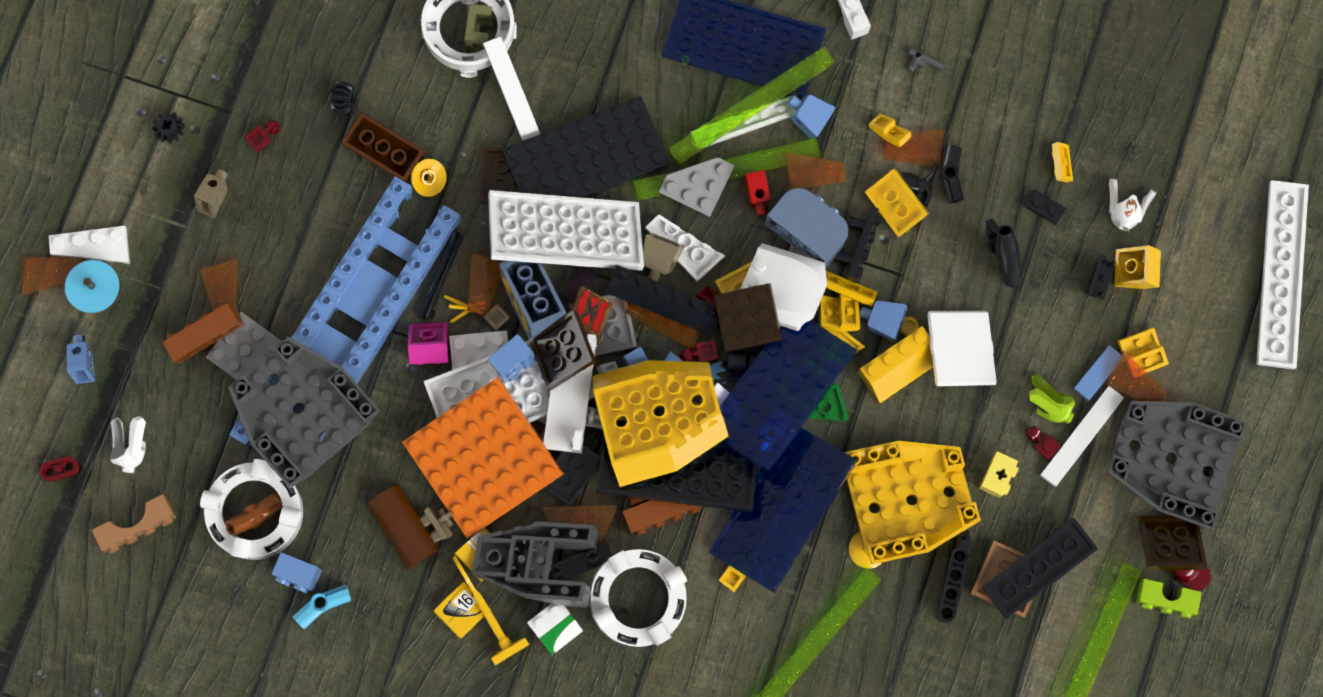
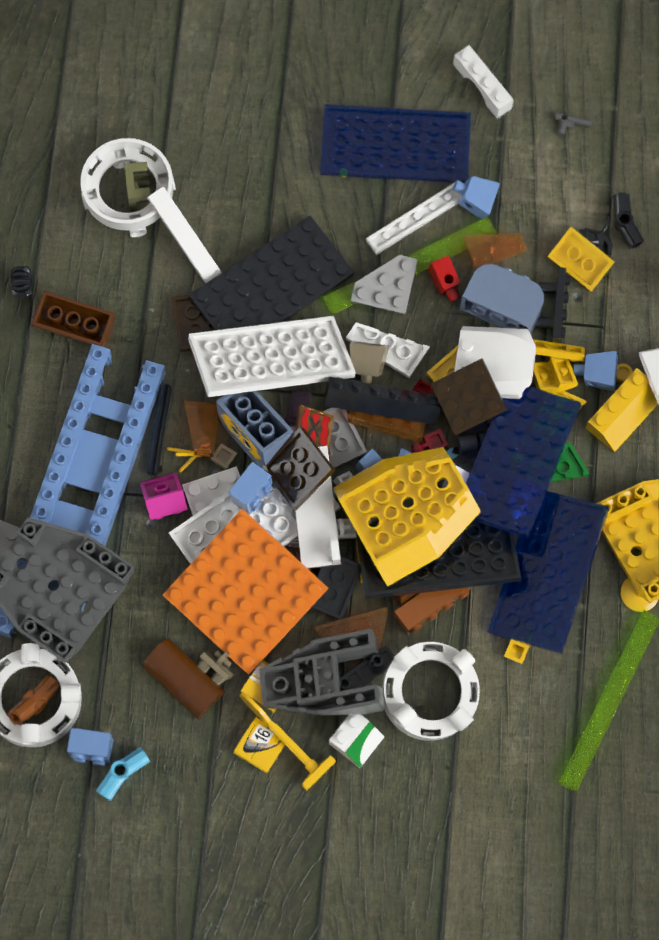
camera: 10 degrees left, 5 degrees down
(435, 181) = (130, 335): yellow dish -> none
(751, 105) = (418, 200): clear neon green plate -> none
(886, 128) = (553, 193): yellow slope -> none
(919, 149) = (586, 205): clear orange wing -> none

